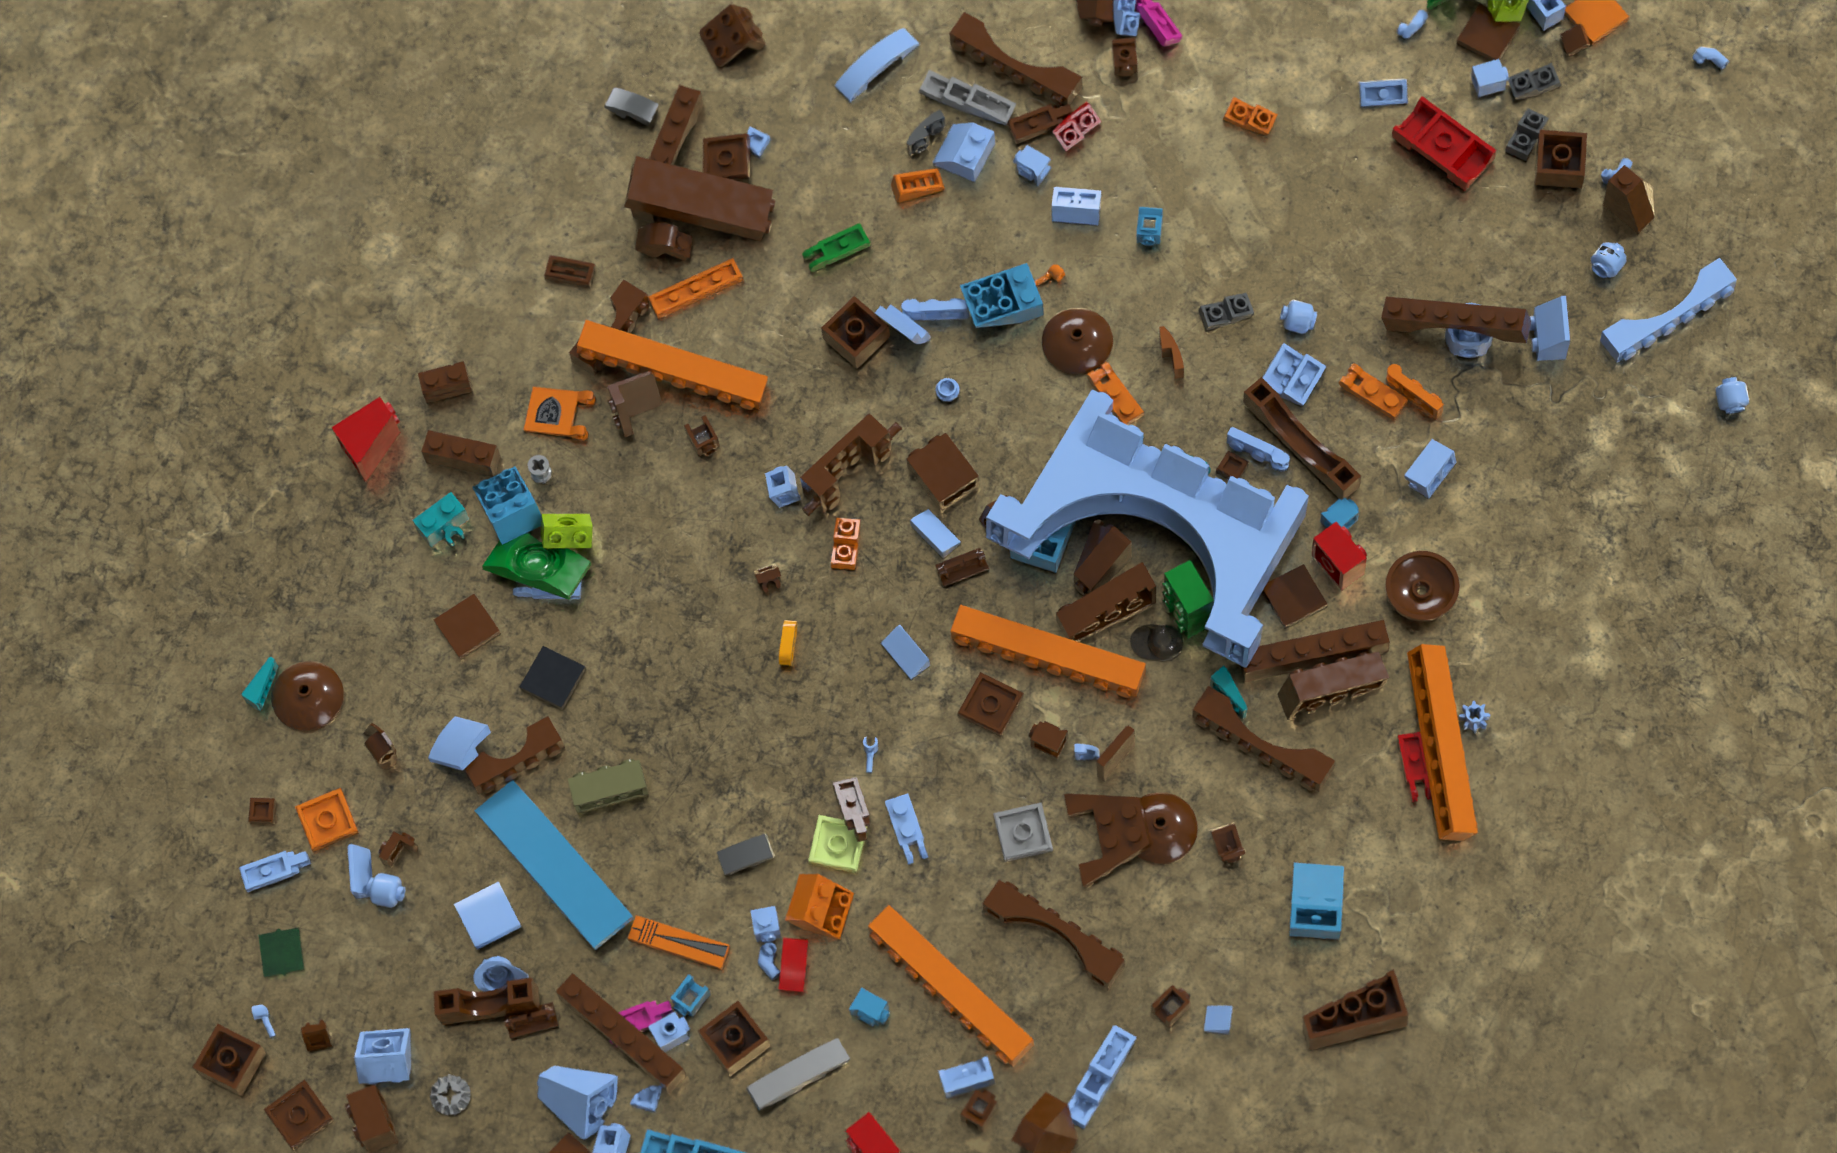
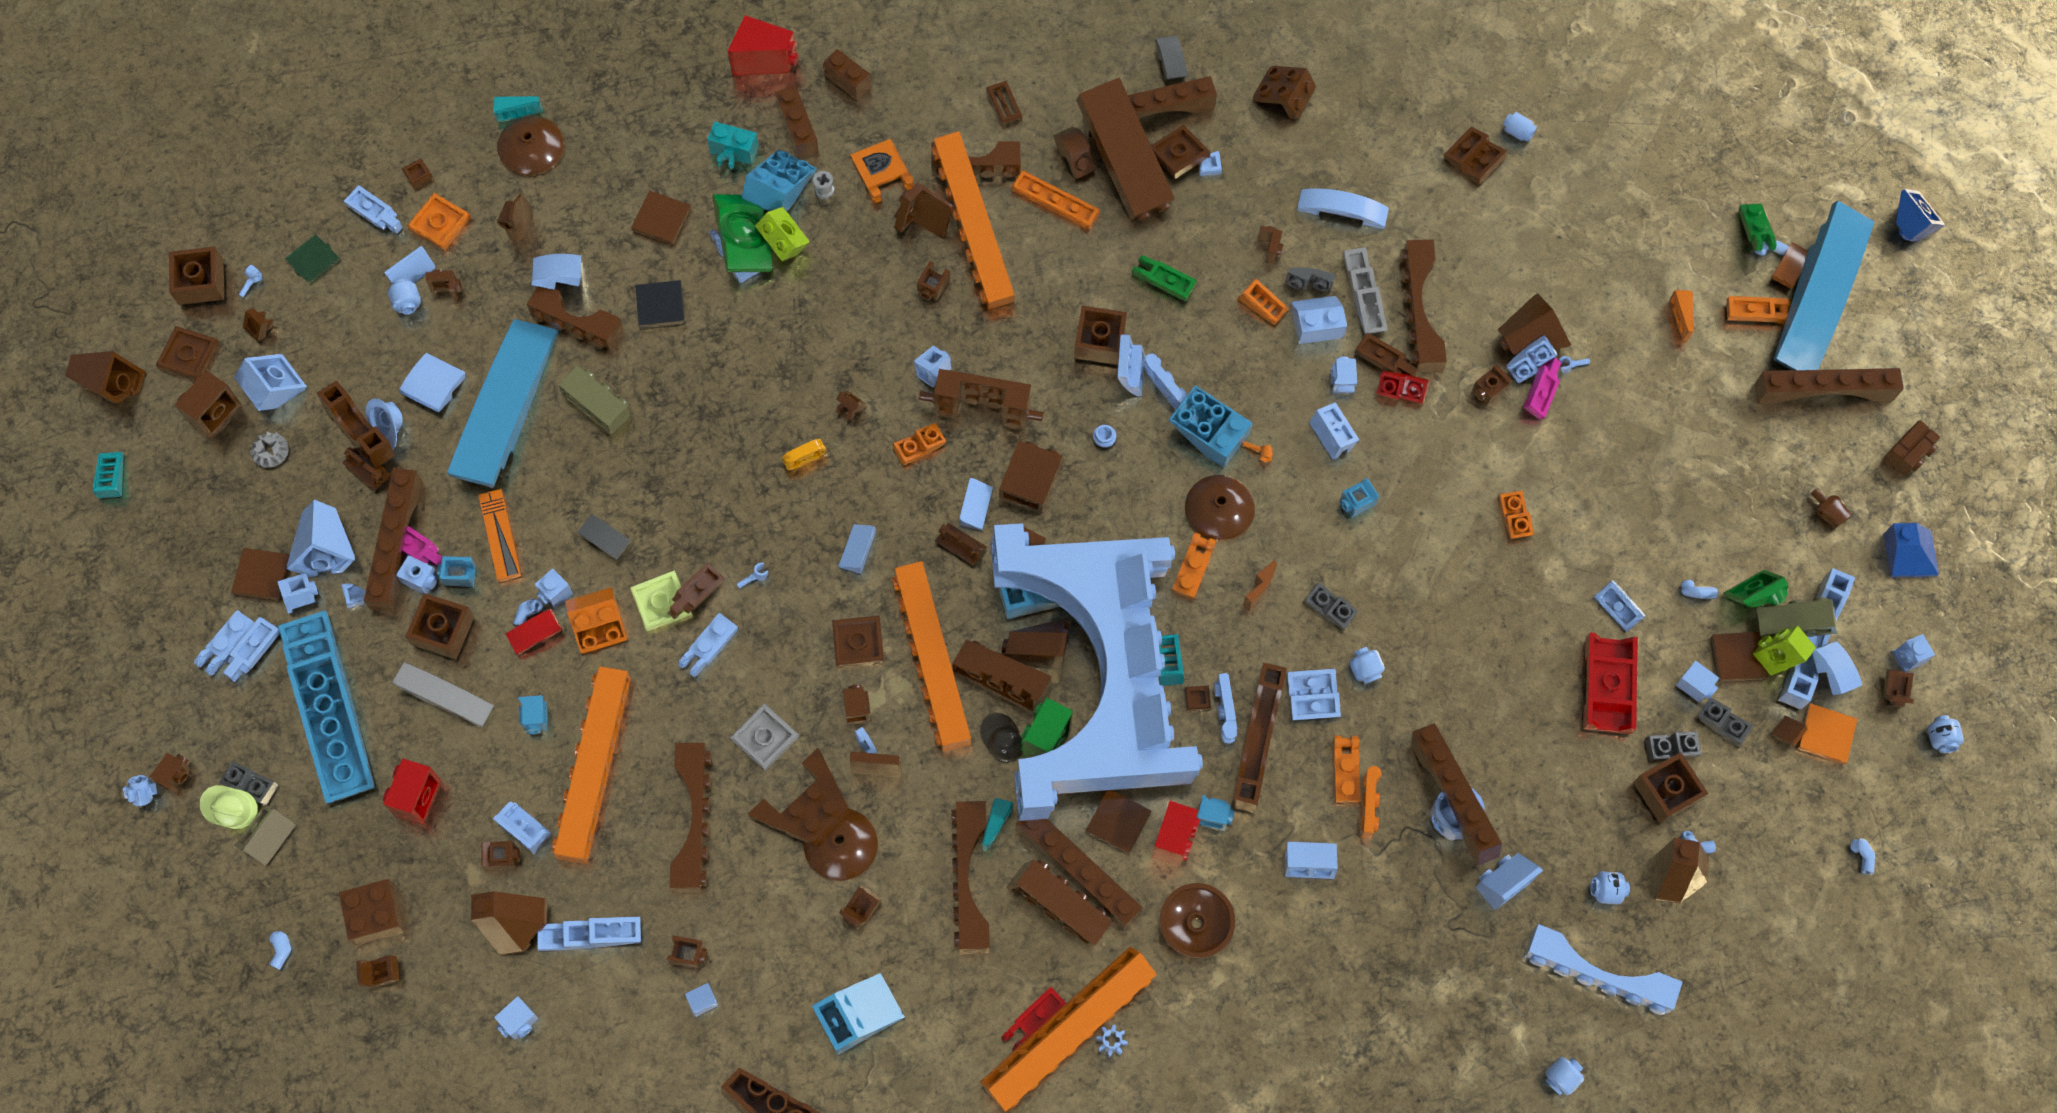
camera: 45 degrees right, 0 degrees up
(873, 140) = (1273, 236): none -> reddish brown bracket

